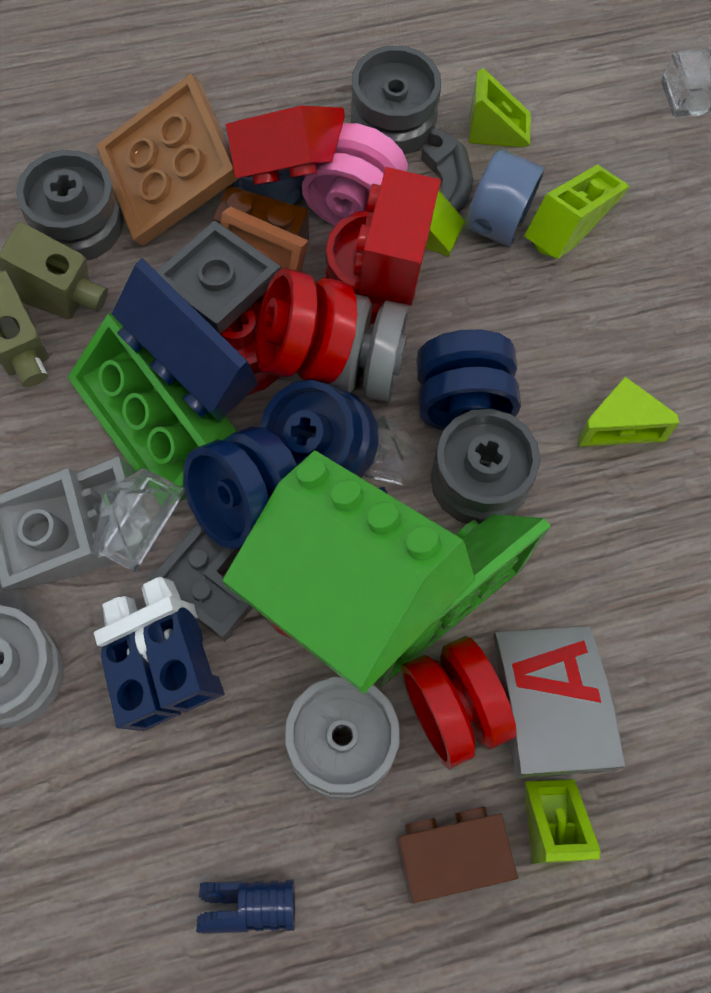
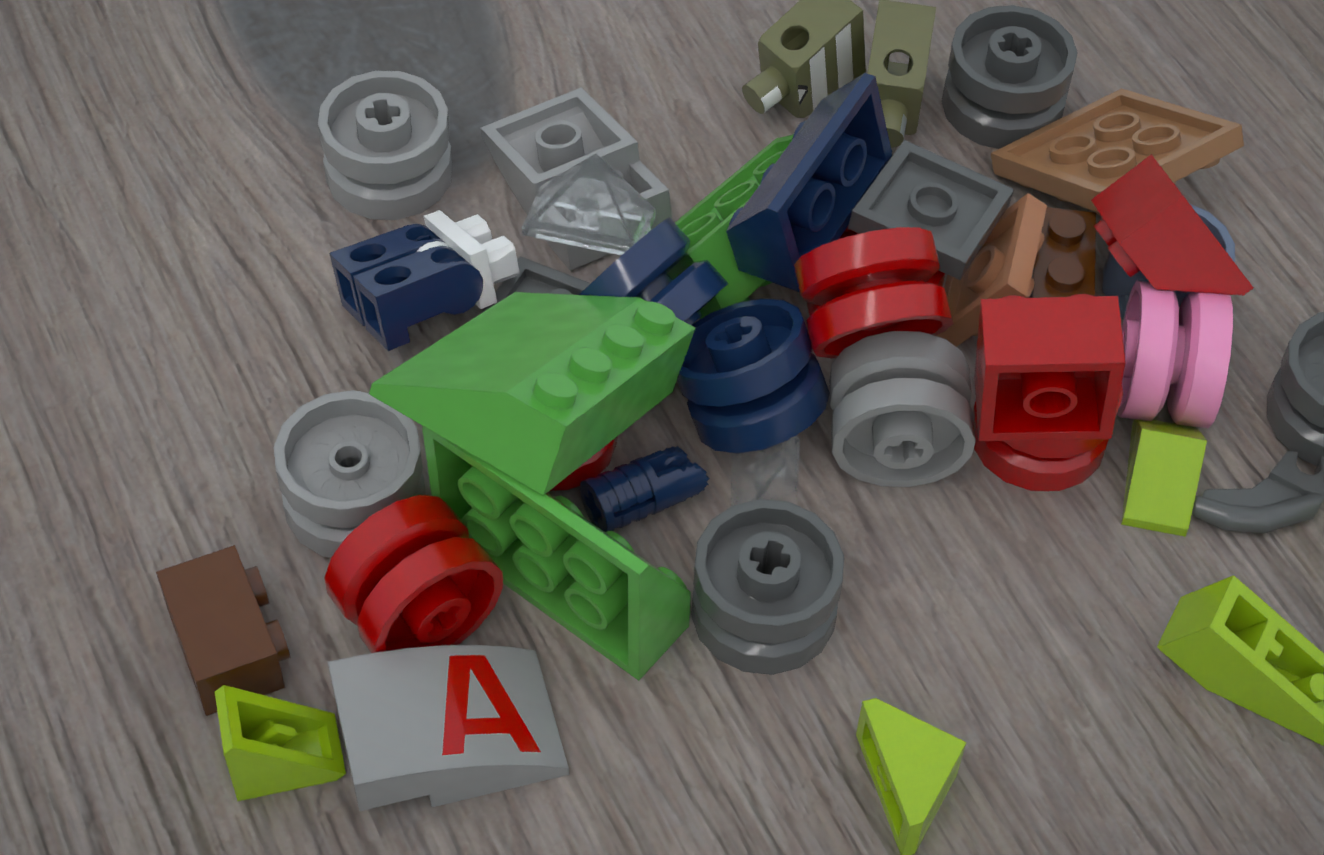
camera: 80 degrees right, 15 degrees down
(259, 906) = (145, 435): dark blue hinge -> none
(465, 374) = (890, 533): dark blue wheel -> none
(503, 196) = (1226, 523): sand blue piece -> none

